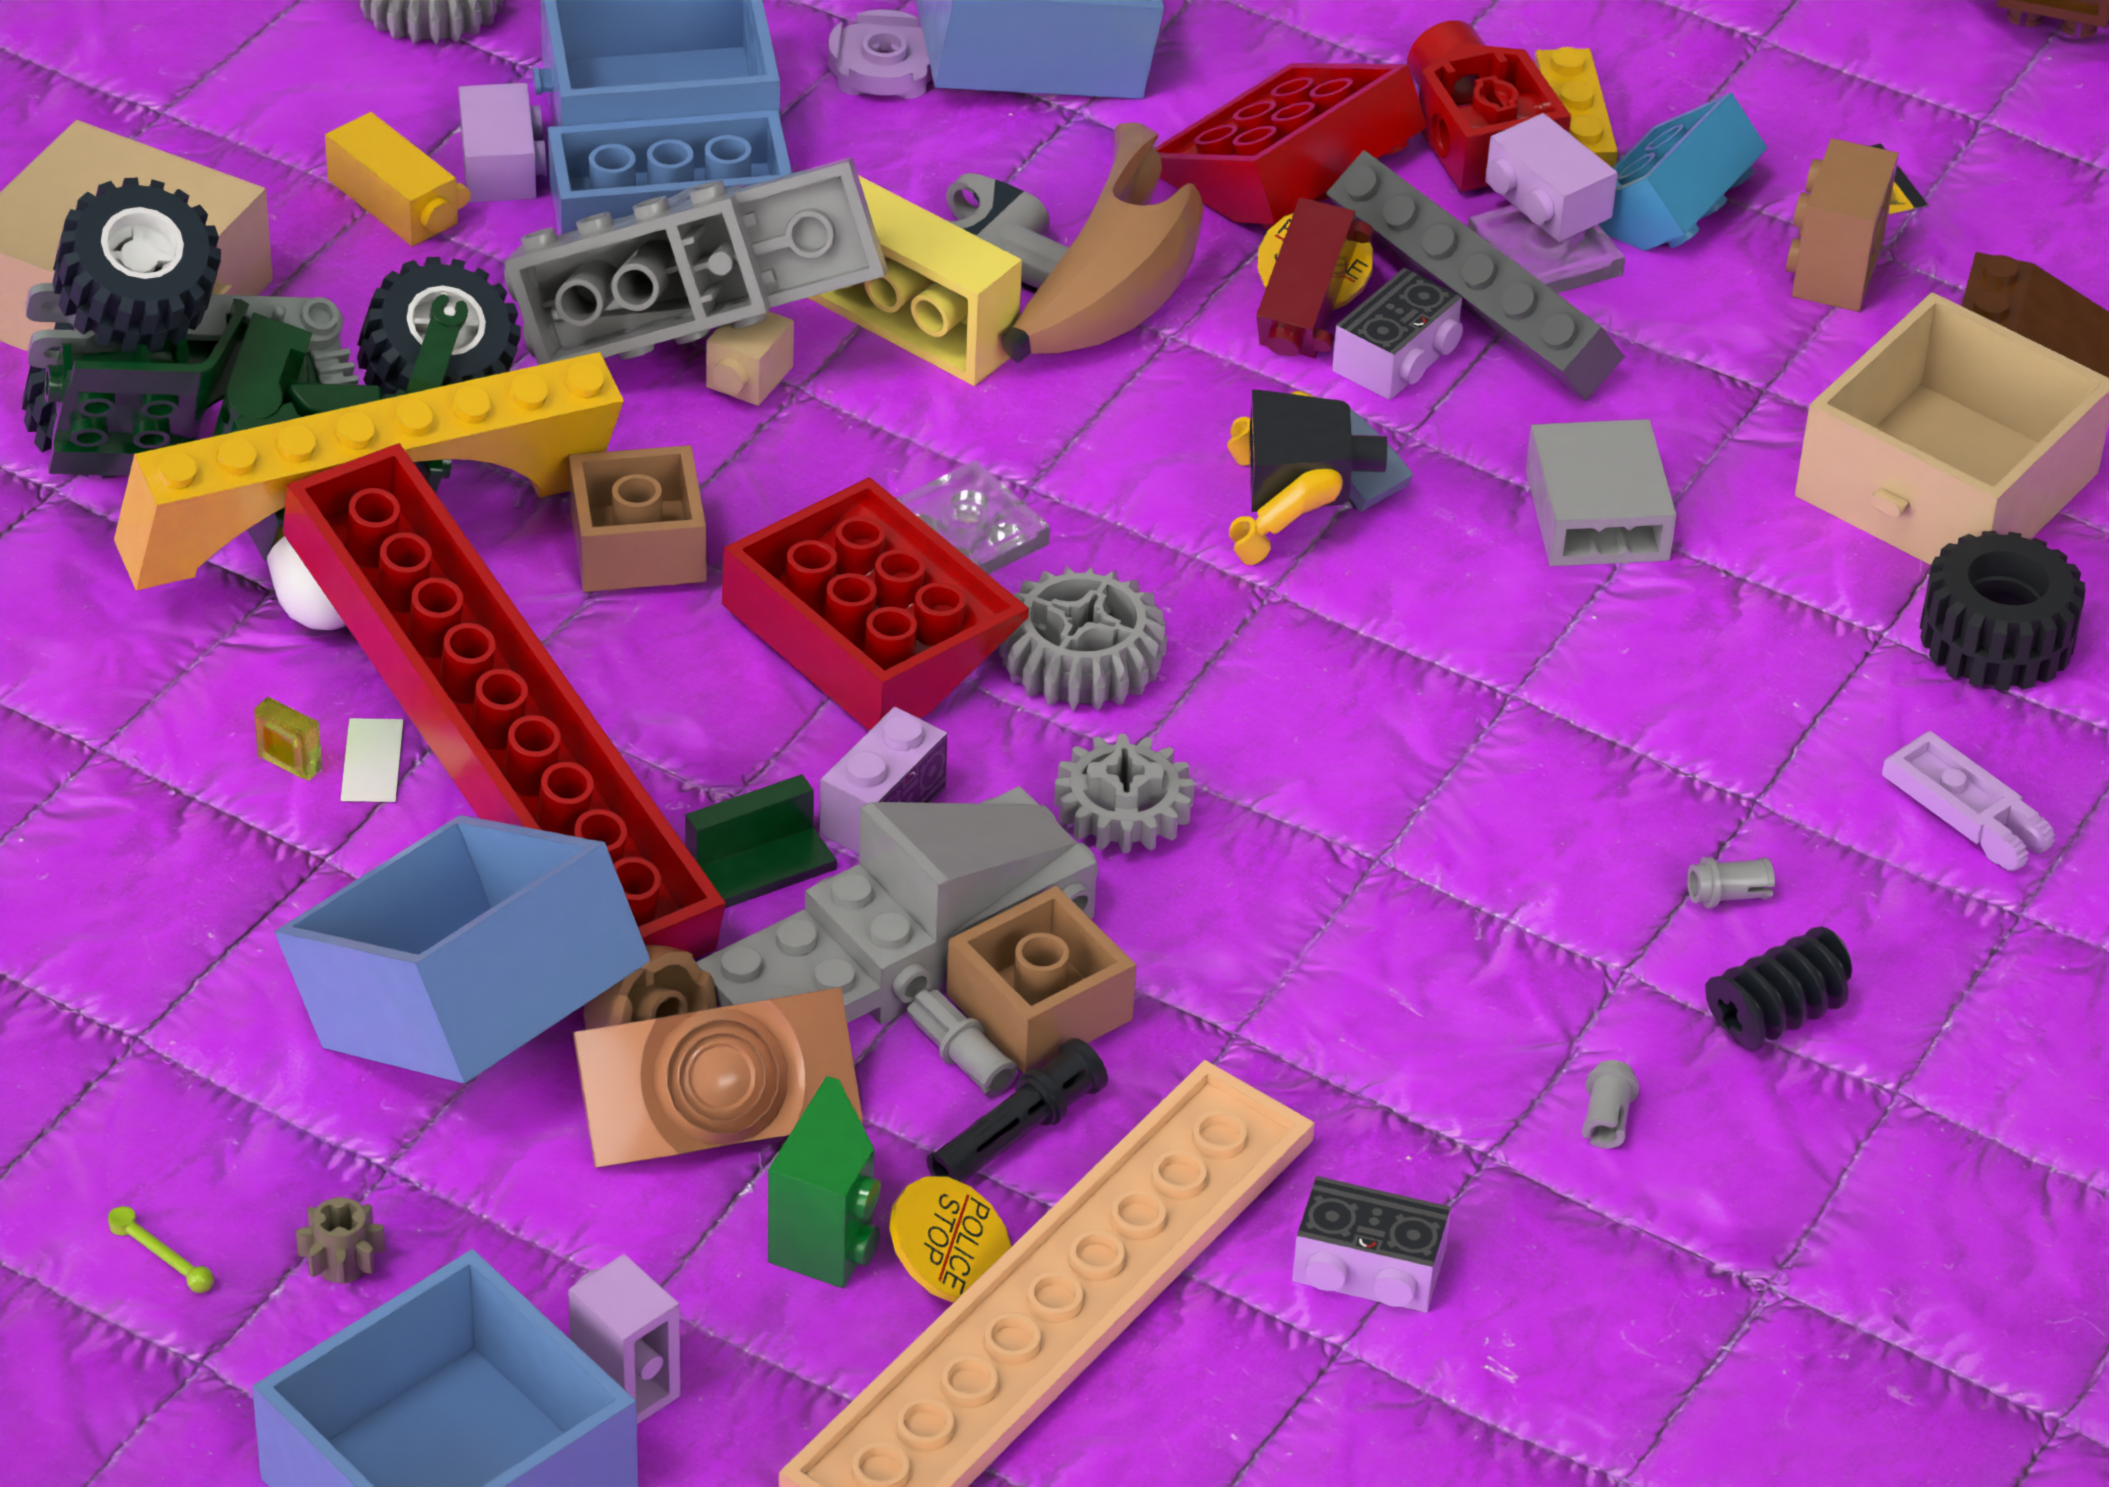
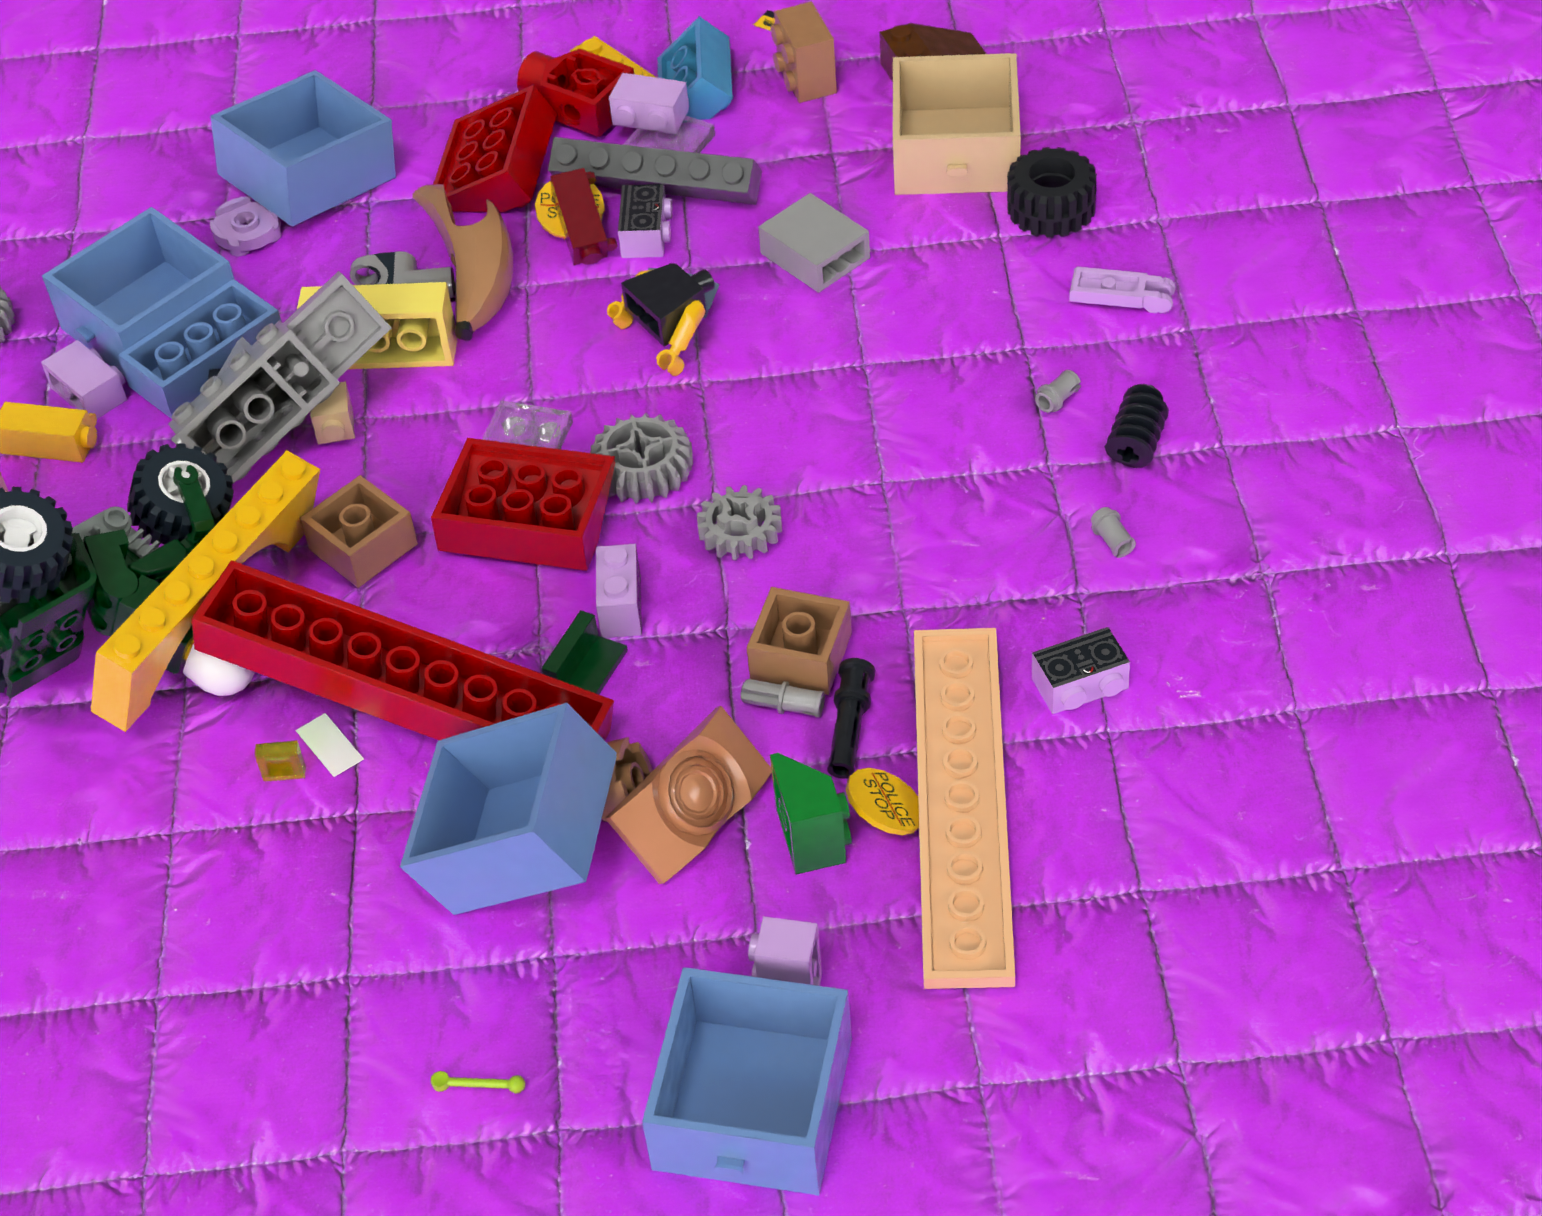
camera: 30 degrees left, 5 degrees up
(340, 1240) = (576, 1011): dark tan gear -> none
(917, 884) = (699, 647): light grey wedge -> none

